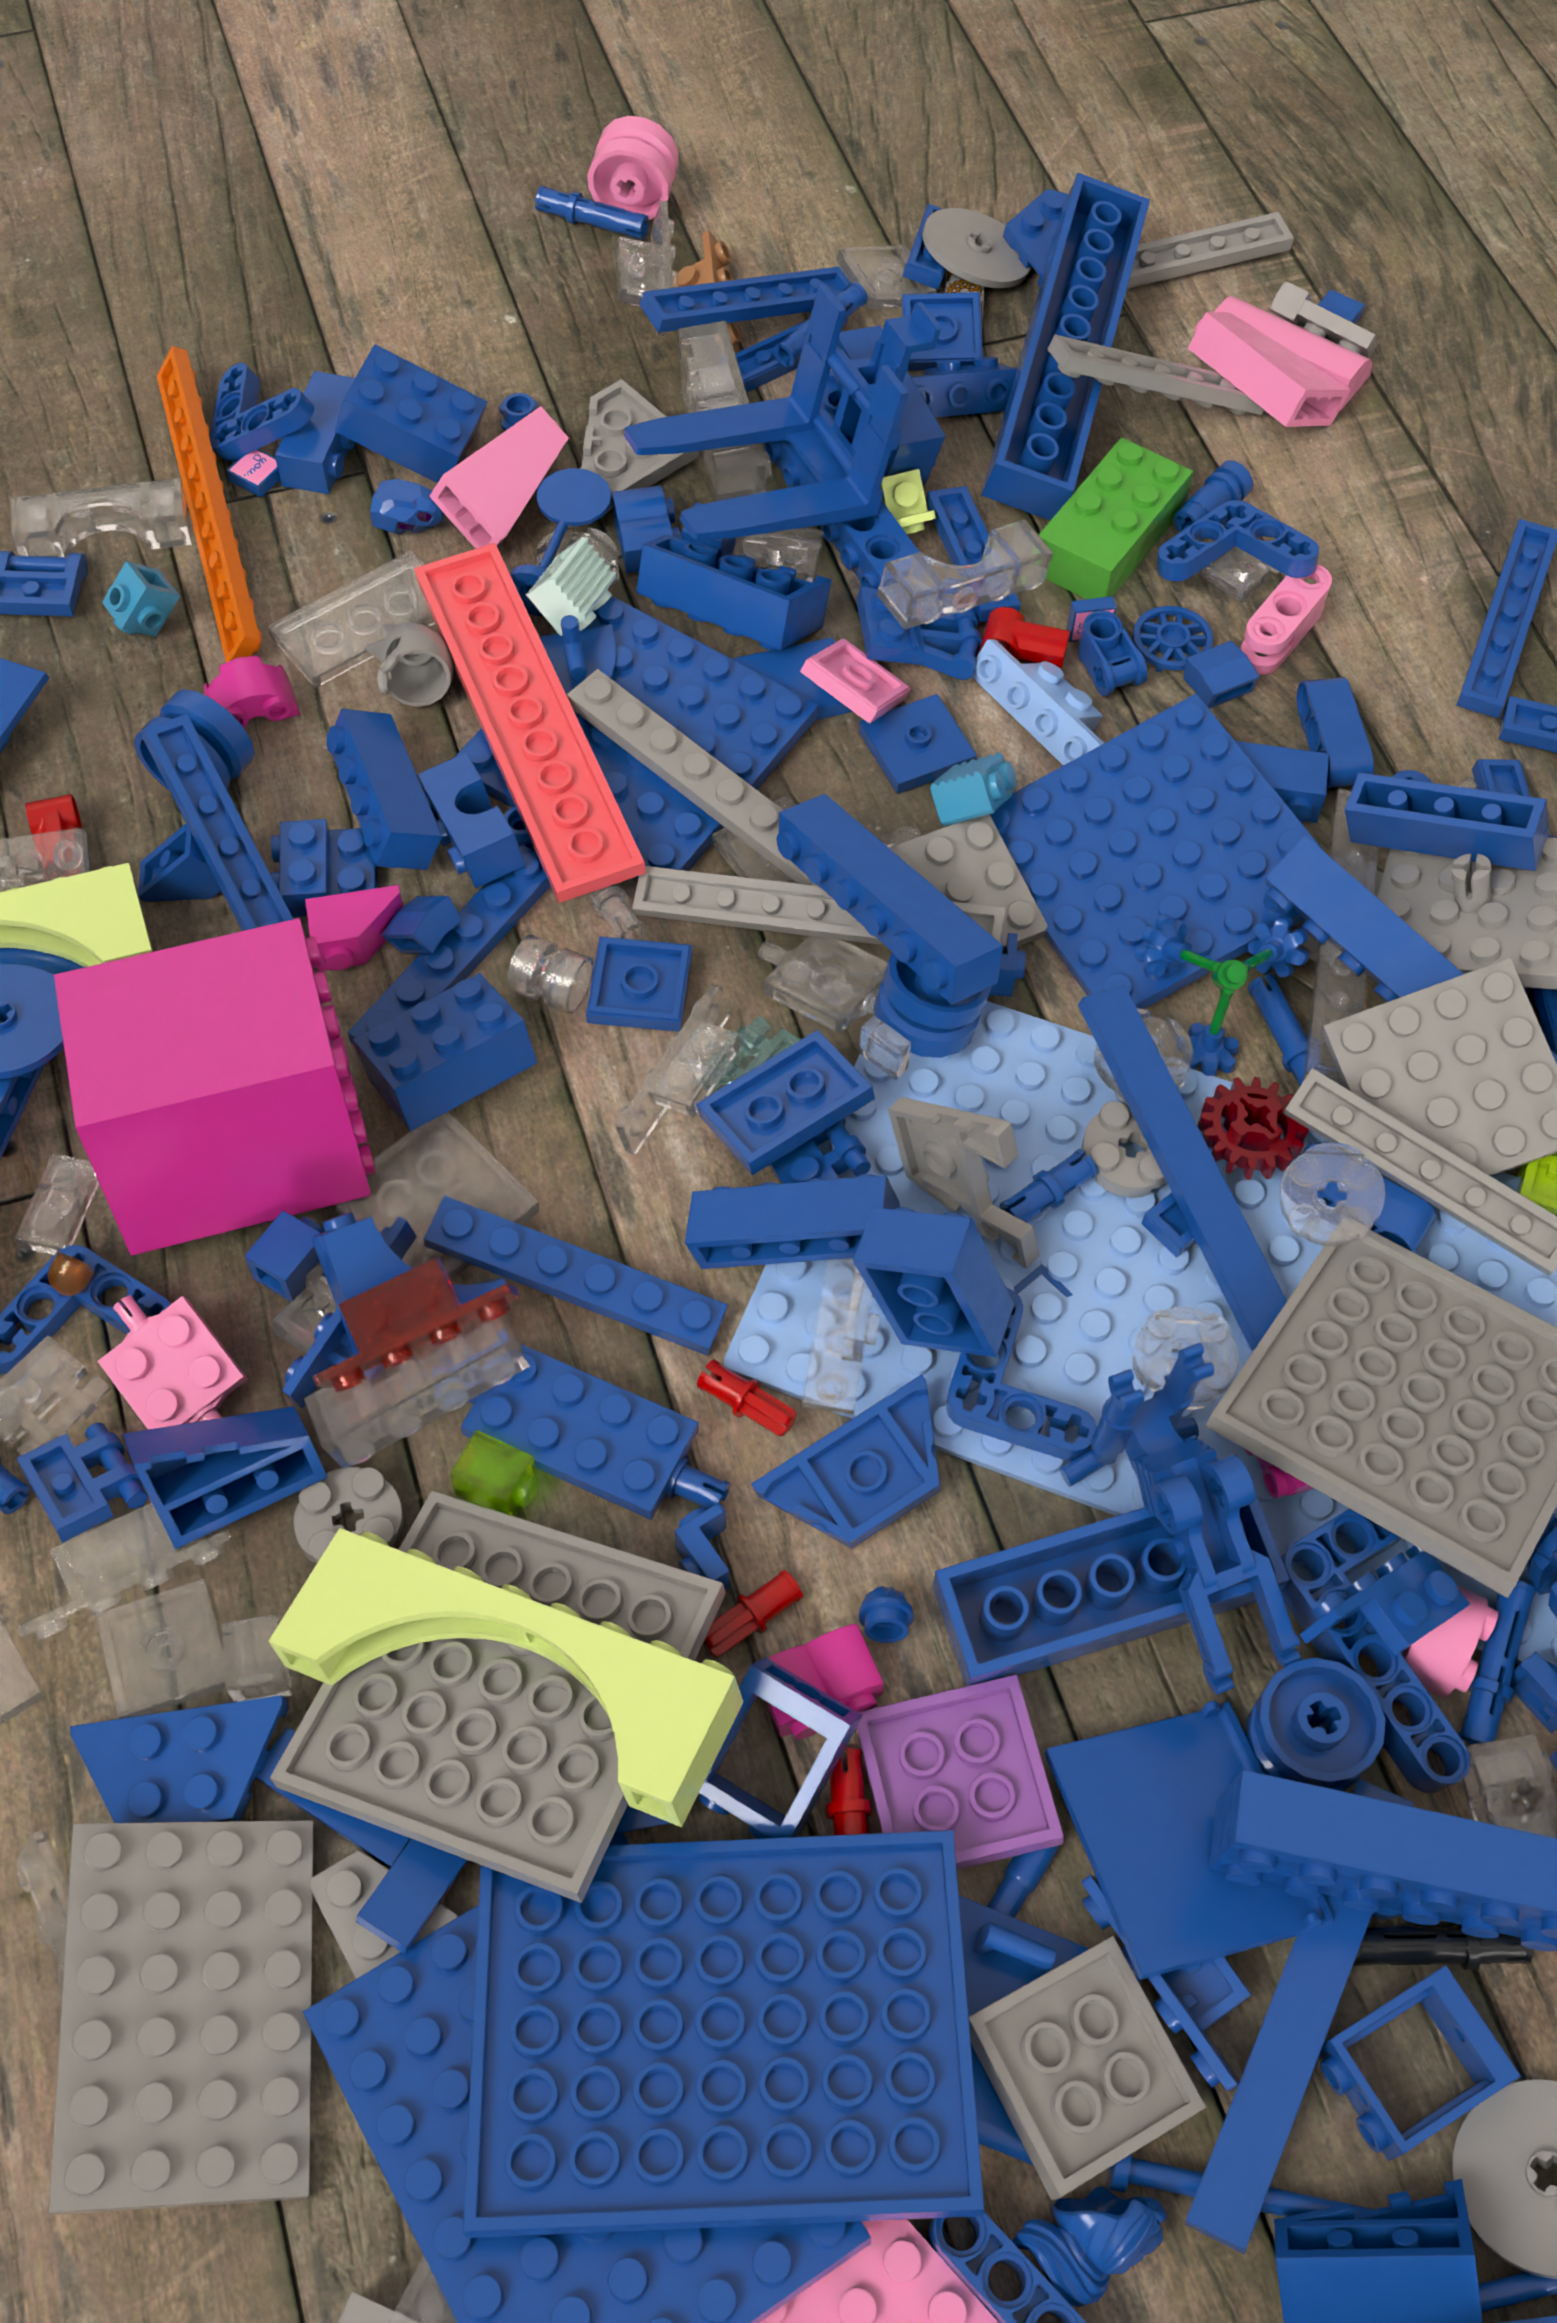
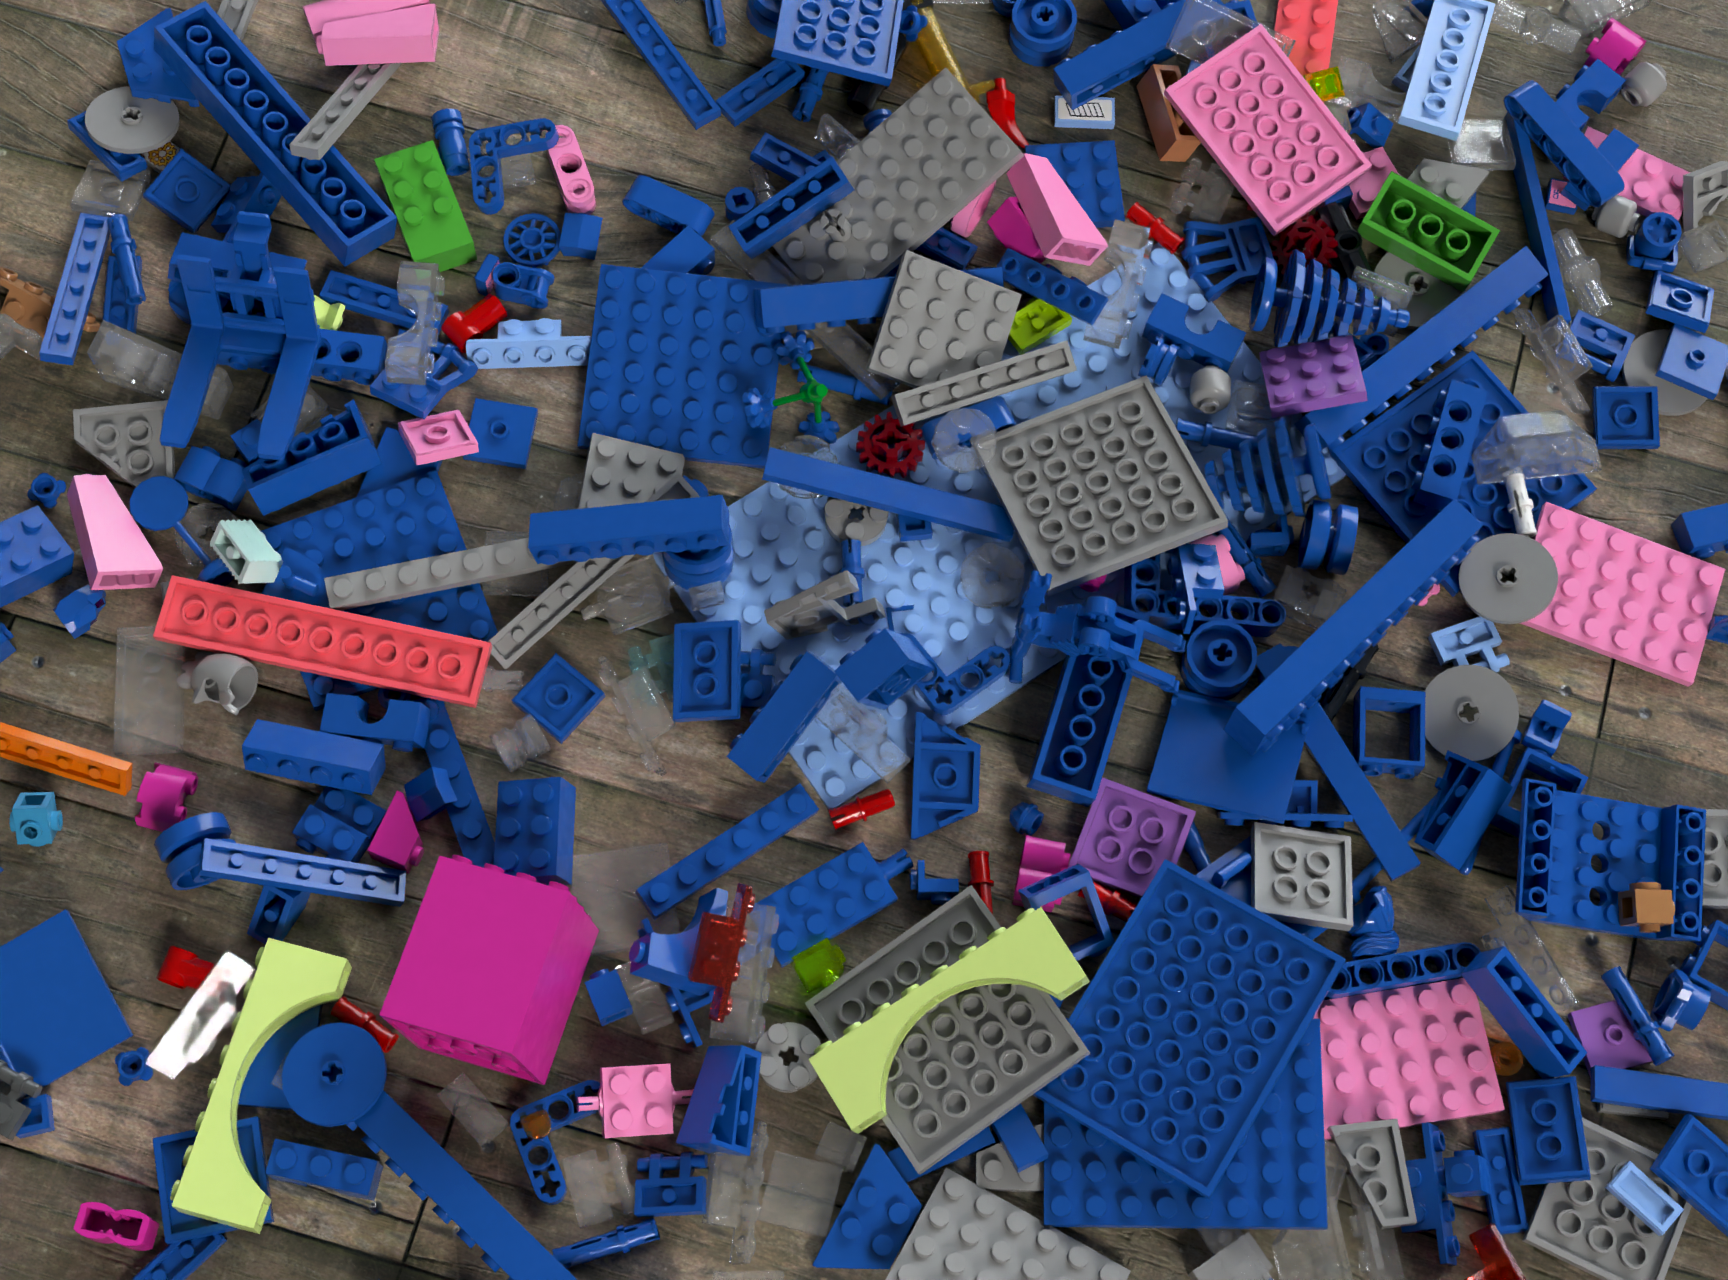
camera: 60 degrees left, 10 degrees up
(973, 789) = (571, 428): dark azure brick -> none

